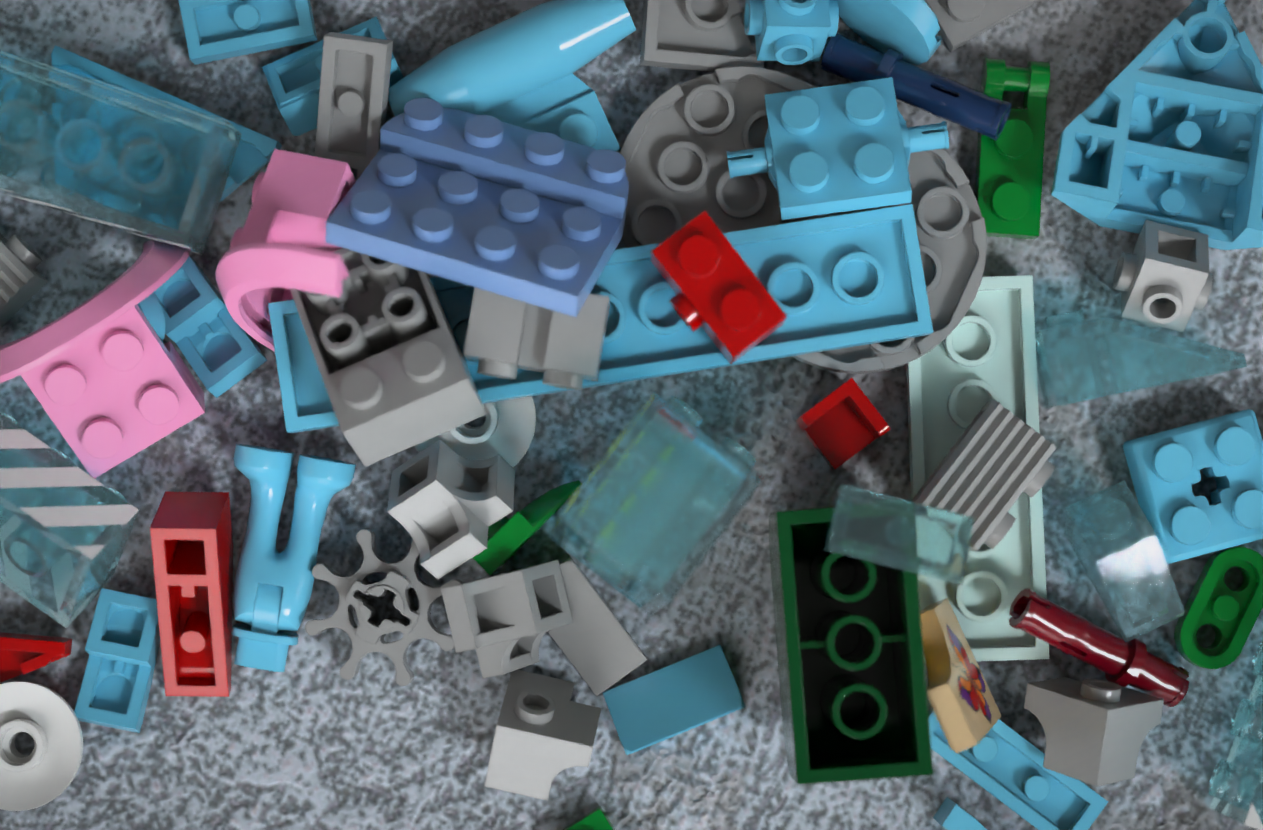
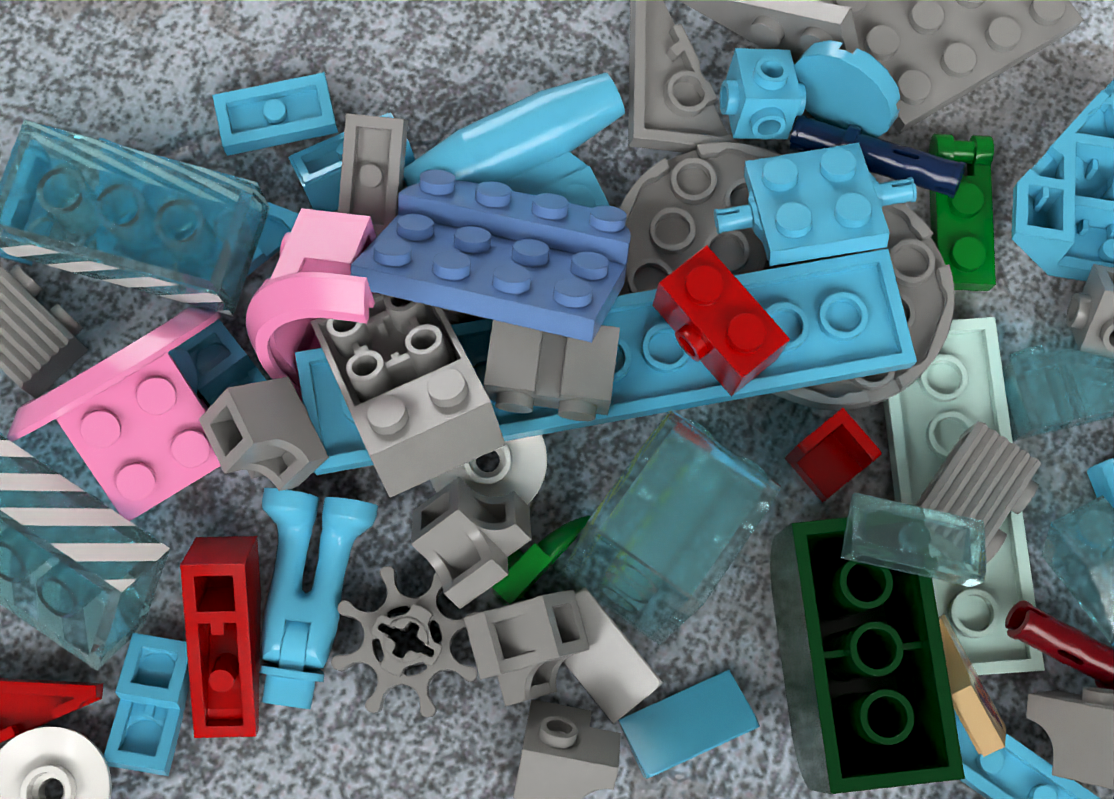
camera: 10 degrees left, 10 degrees down
(237, 392) = (264, 432): none -> light grey brick

